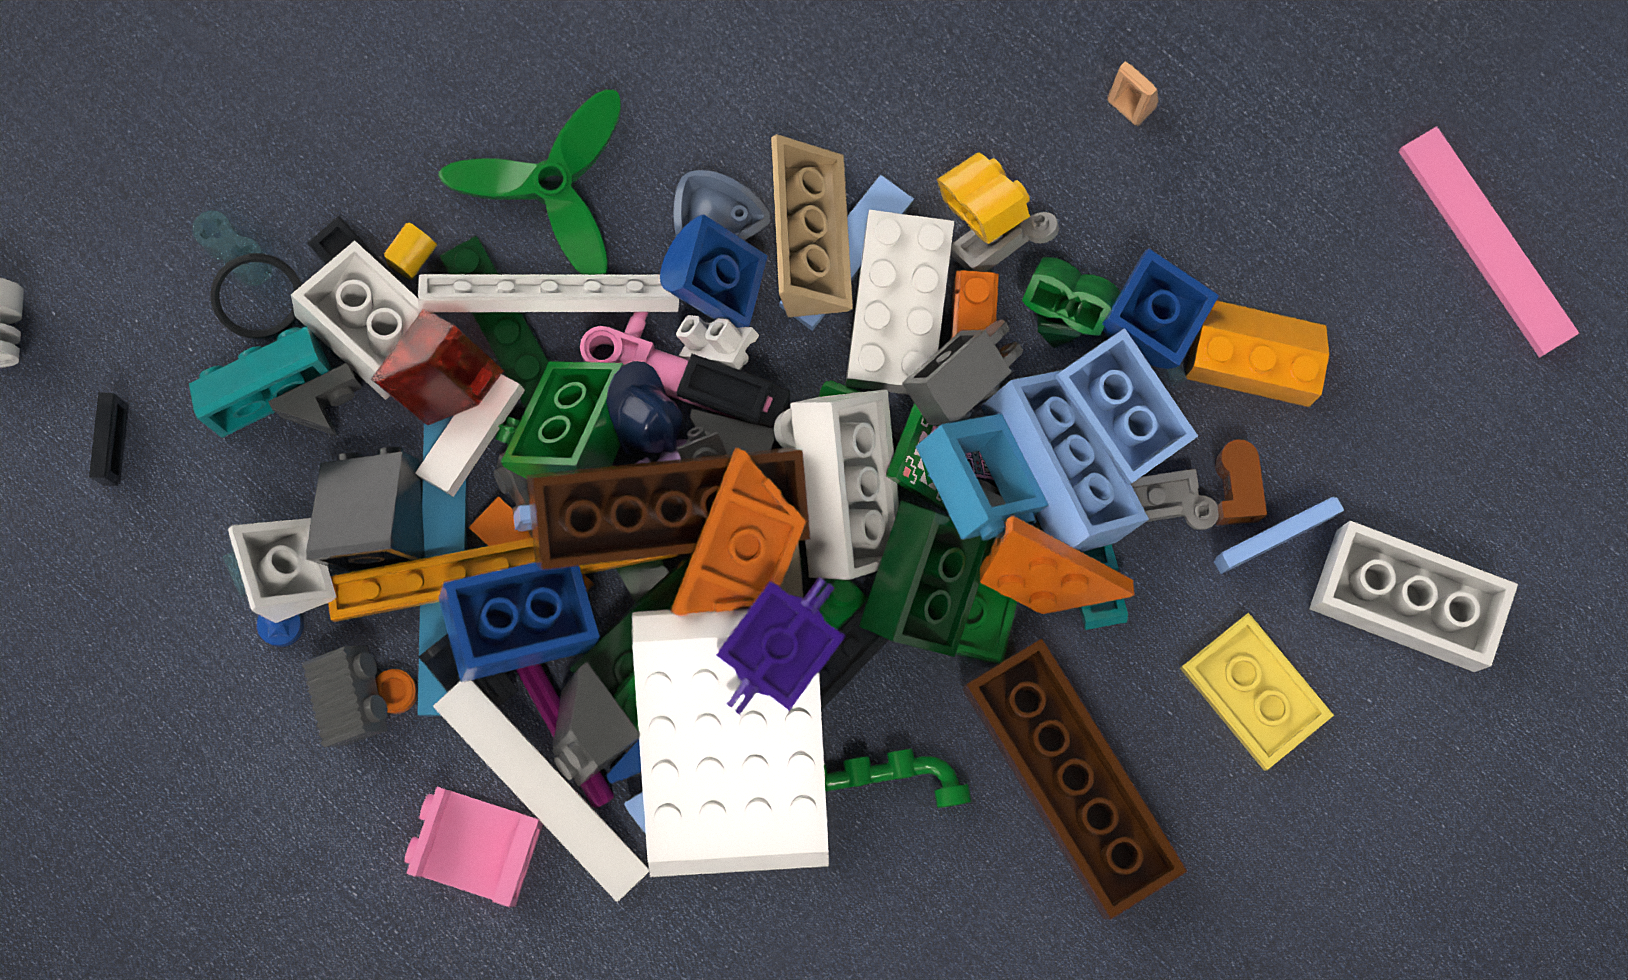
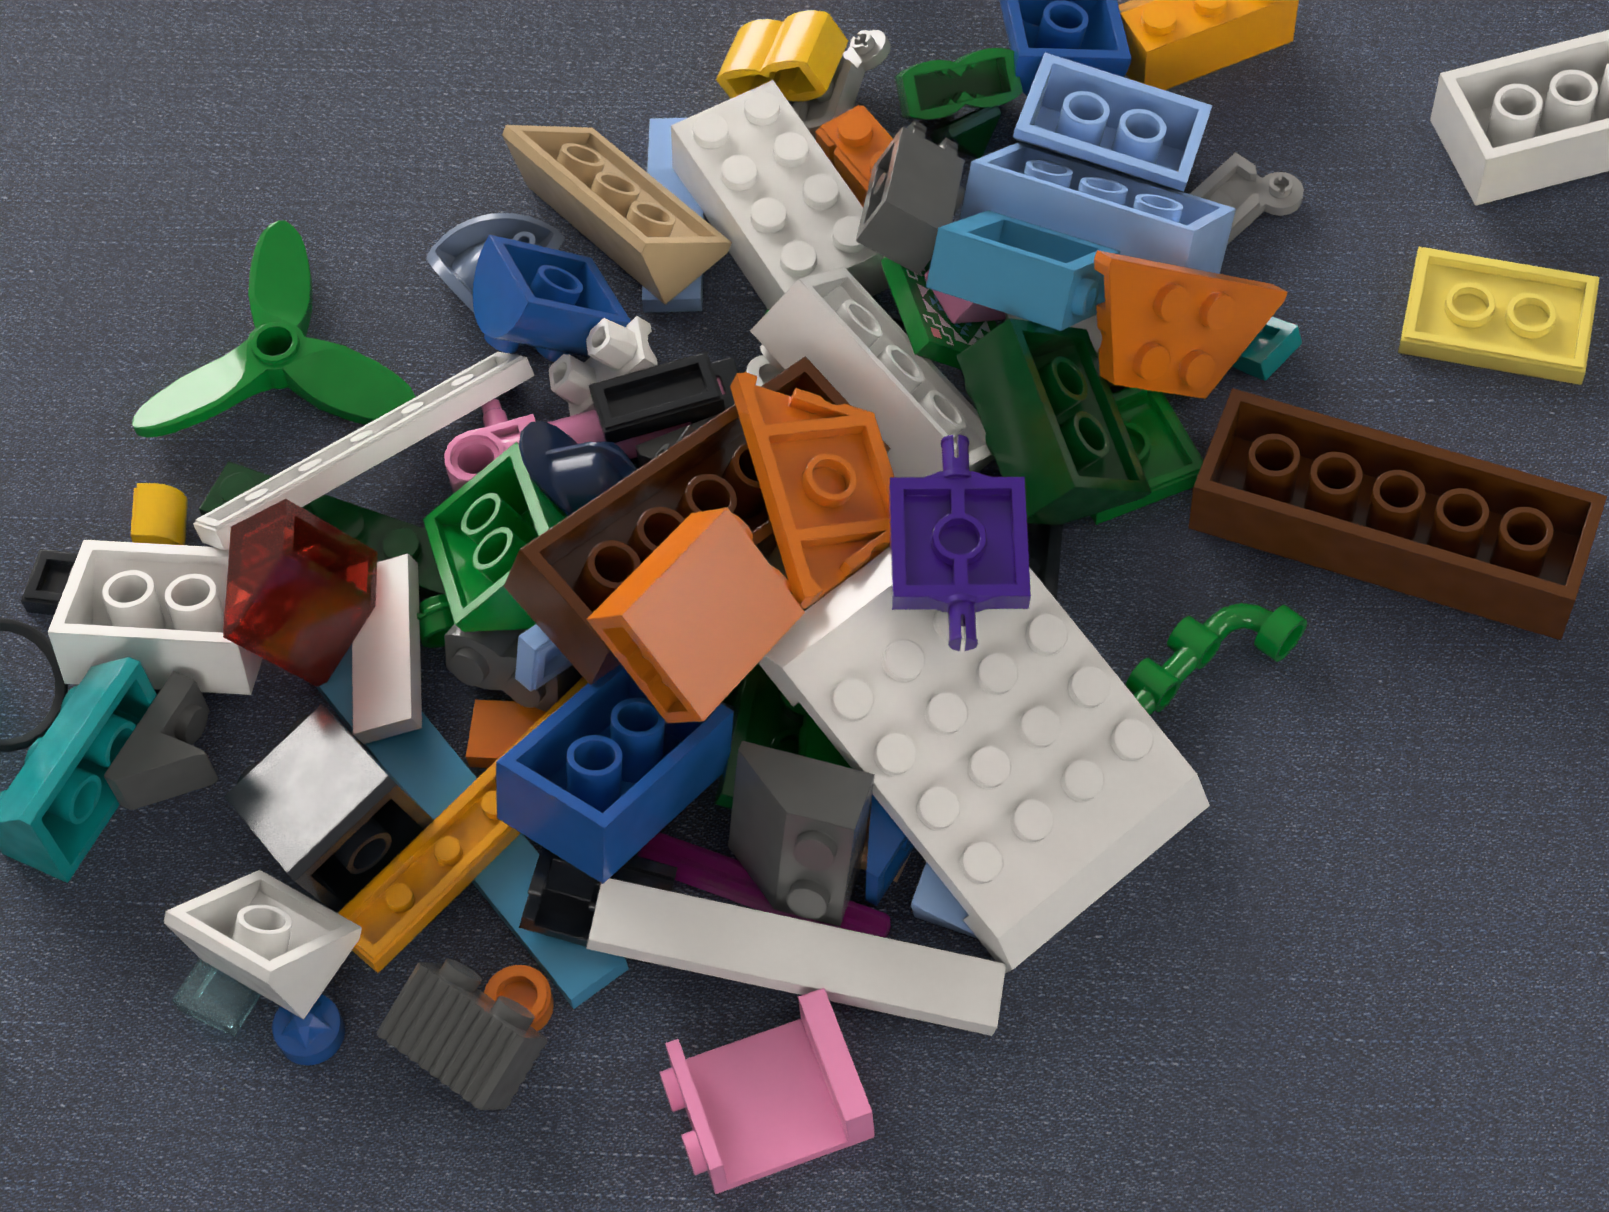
camera: 30 degrees left, 20 degrees down
(606, 583) = (697, 615): none -> orange brick
(1242, 484) = (1295, 139): dark orange leg -> none
(1278, 534) = (1377, 156): light blue tile -> none

